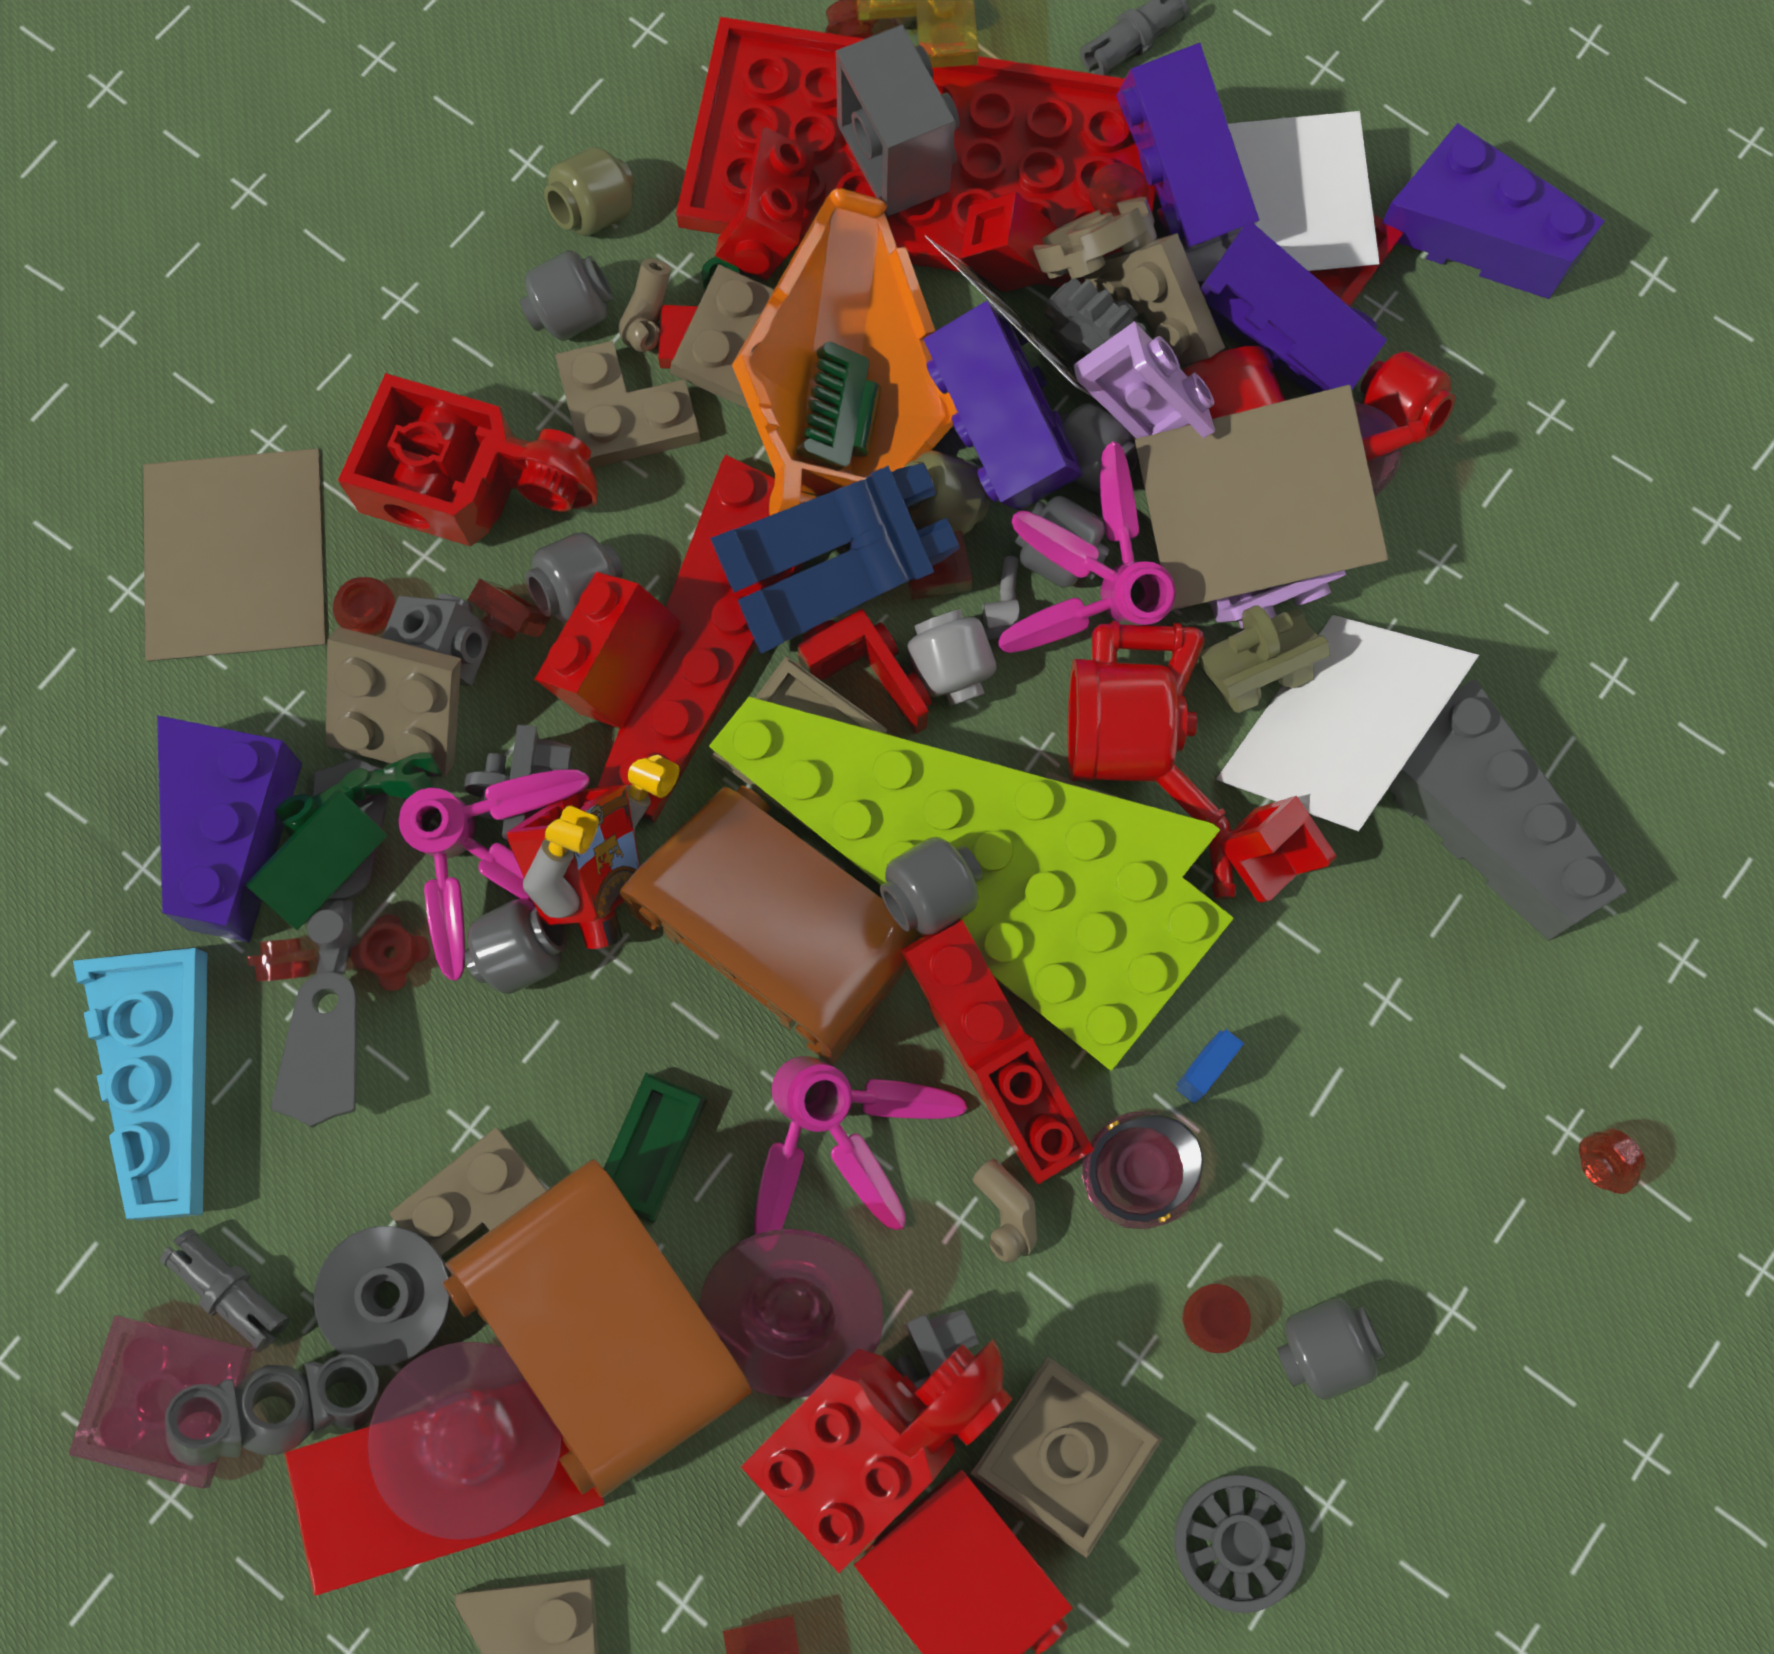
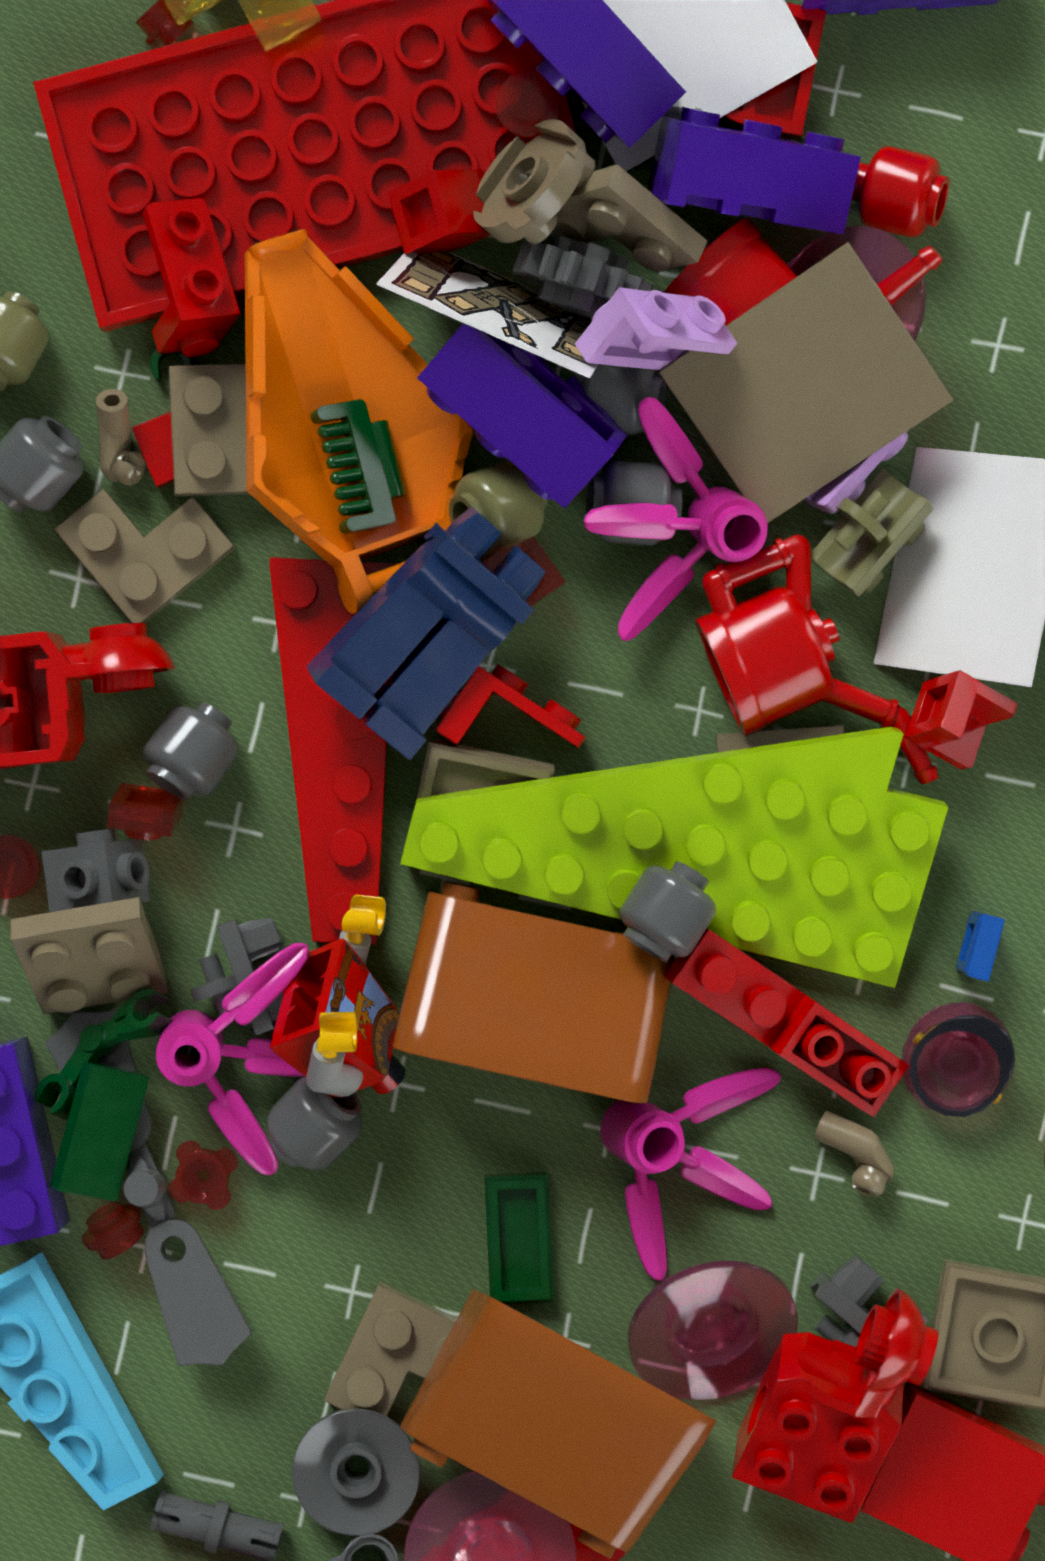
camera: 15 degrees left, 15 degrees up
(608, 649) = (261, 813): red brick -> none
(896, 119) = (277, 144): dark grey brick -> none
(952, 656) = (580, 666): light grey head -> none
(1005, 613) = (607, 599): light grey hand -> none

